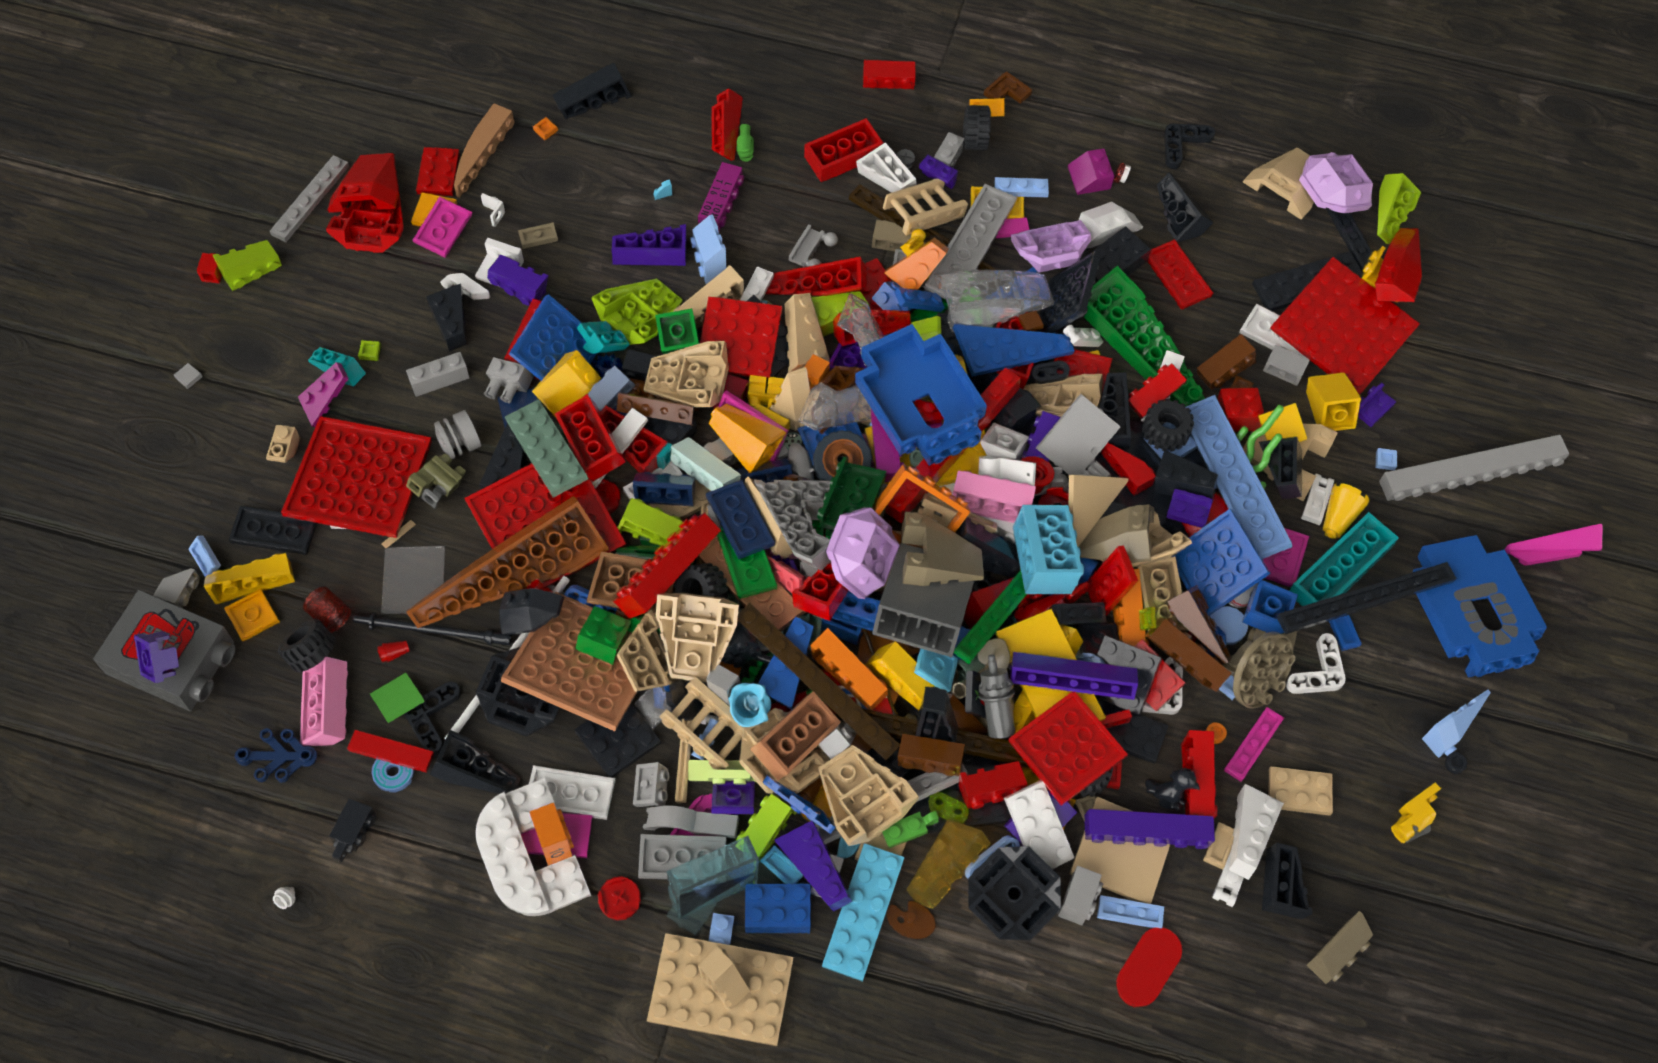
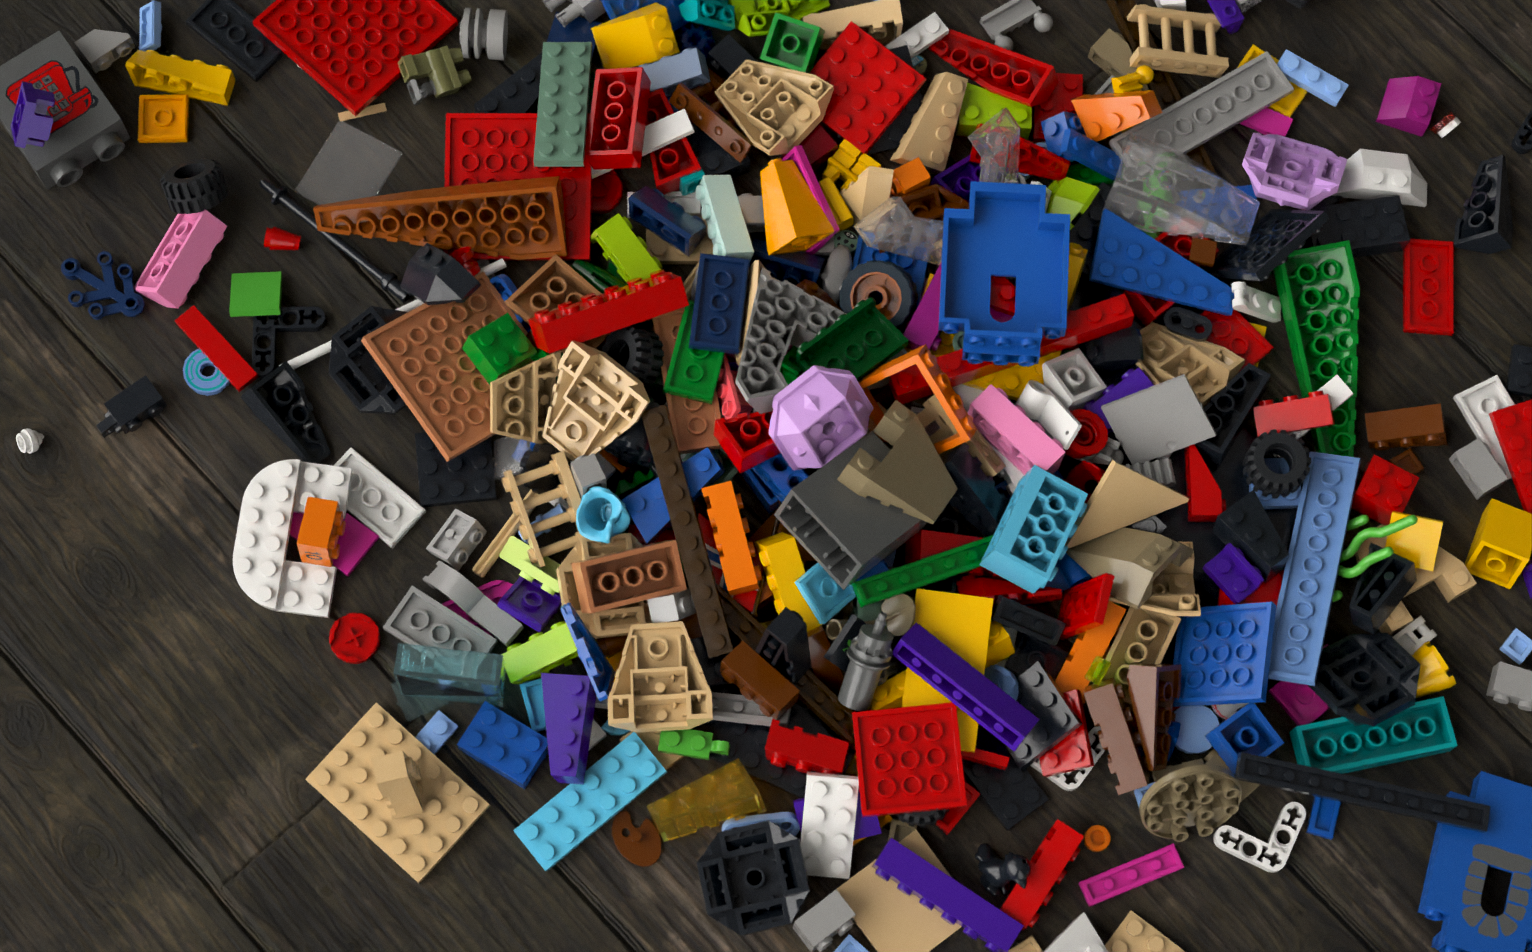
camera: 30 degrees right, 10 degrees up
(333, 614) = (237, 156): clear red piece -> none
(947, 809) = (746, 746): clear neon green plate -> none
(1319, 525) = (1367, 678): none -> black piece

